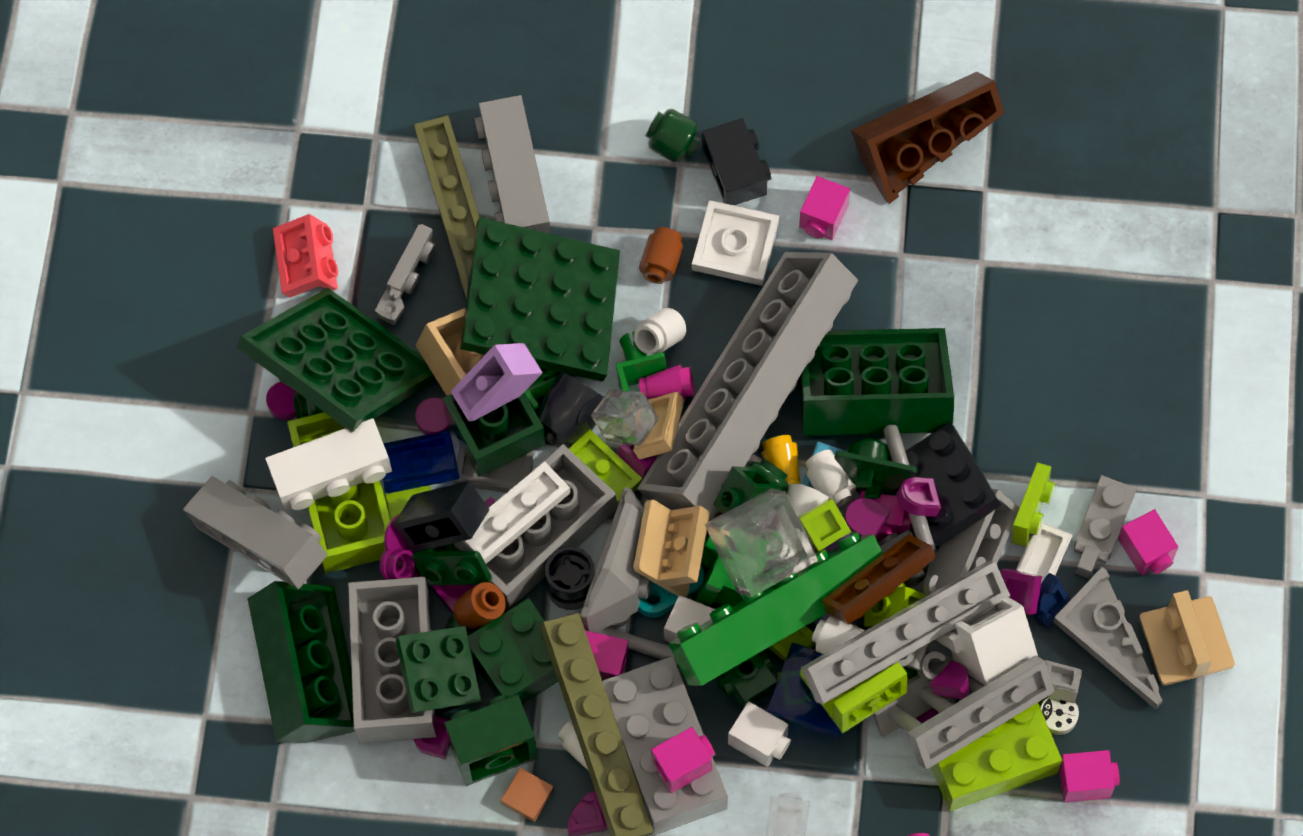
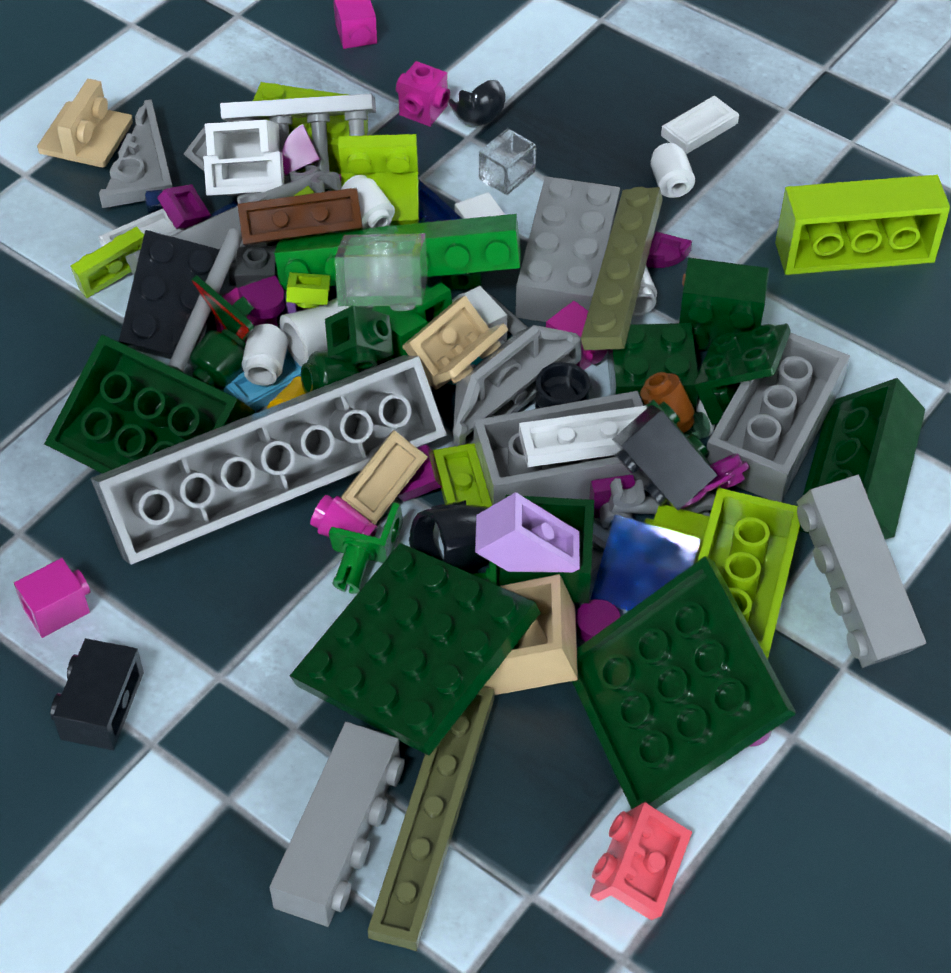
camera: 150 degrees left, 15 degrees down
(329, 465) = (761, 564): white brick -> none
(404, 276) = (536, 776): light grey hinge -> none
(625, 417) = (413, 482): clear brick -> none
(660, 331) = (314, 562): white brick -> none
(661, 255) = (252, 642): dark orange brick -> none
(672, 135) = (137, 759): dark green head -> none
(683, 758) = (568, 189): dark pink brick -> none
(735, 243) = (167, 617): white plate -> none
(904, 632) = (297, 170): light grey plate -> none
(919, 497) = (208, 267): magenta tile -> none
(1088, 776) = (242, 80): dark pink brick -> none
(1102, 523) = (68, 234): light grey hinge -> none
(1148, 543) = (46, 197): dark pink brick -> none

